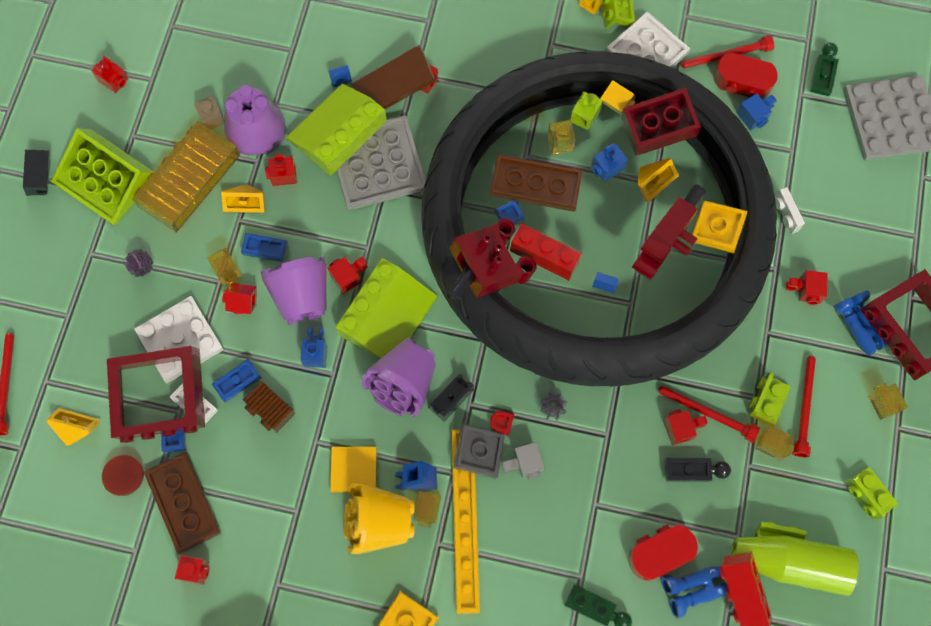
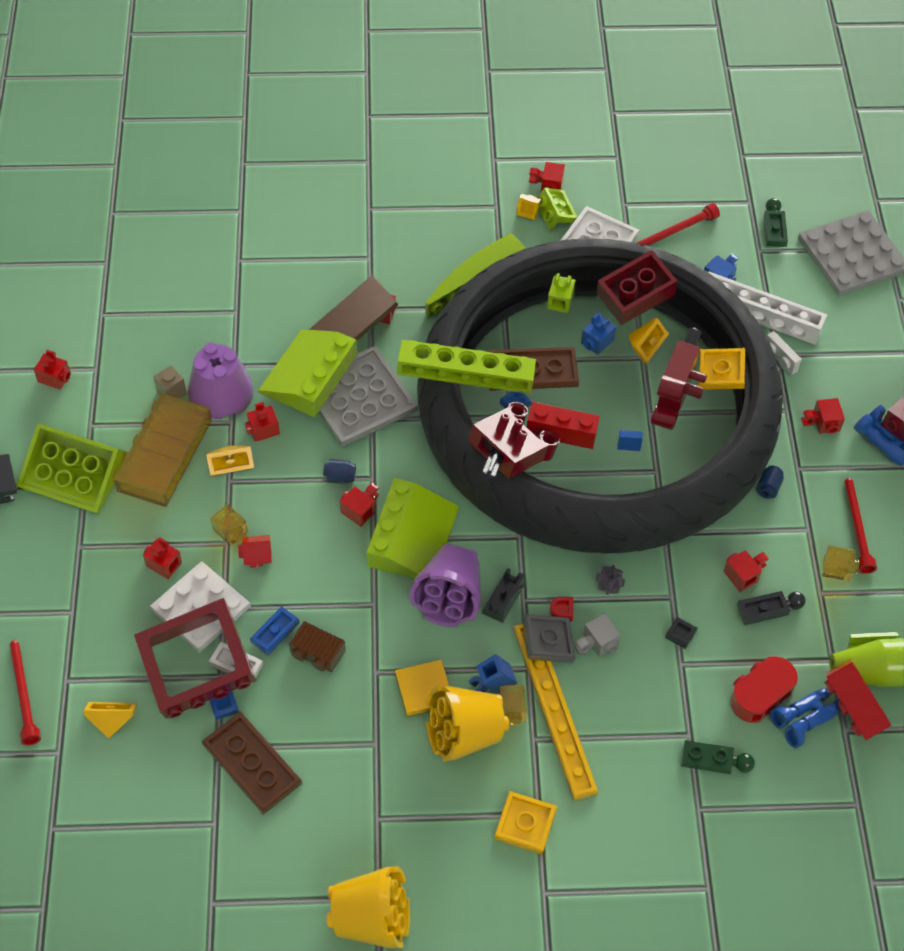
camera: 15 degrees left, 15 degrees down
(122, 475) = (180, 750): clear red piece -> none
(138, 263) = (136, 540): clear purple gear -> none
(156, 285) = (162, 558): none -> red brick
(192, 570) = (285, 821): red brick -> none
(264, 247) = (265, 499): blue plate -> none
(298, 289) = (316, 523): medium lavender cone -> none
(314, 350) = (349, 583): blue brick -> none
(338, 235) = (339, 471): none -> dark blue brick
(340, 76) = (295, 323): blue tile -> none
(476, 180) = (466, 366): none -> lime brick
(533, 49) = (470, 268): none -> lime slope
(561, 137) = (544, 321): clear yellow brick -> none
(604, 474) = (681, 632): none -> black tile
(617, 97) = (587, 276): yellow brick -> none
(735, 343) = (770, 482): none -> dark blue brick
(745, 75) = (700, 242): red brick -> none
(748, 431) = (809, 559): red piece -> none
(769, 400) = (821, 526): lime bracket -> none
(792, 164) = (778, 312): none -> white brick

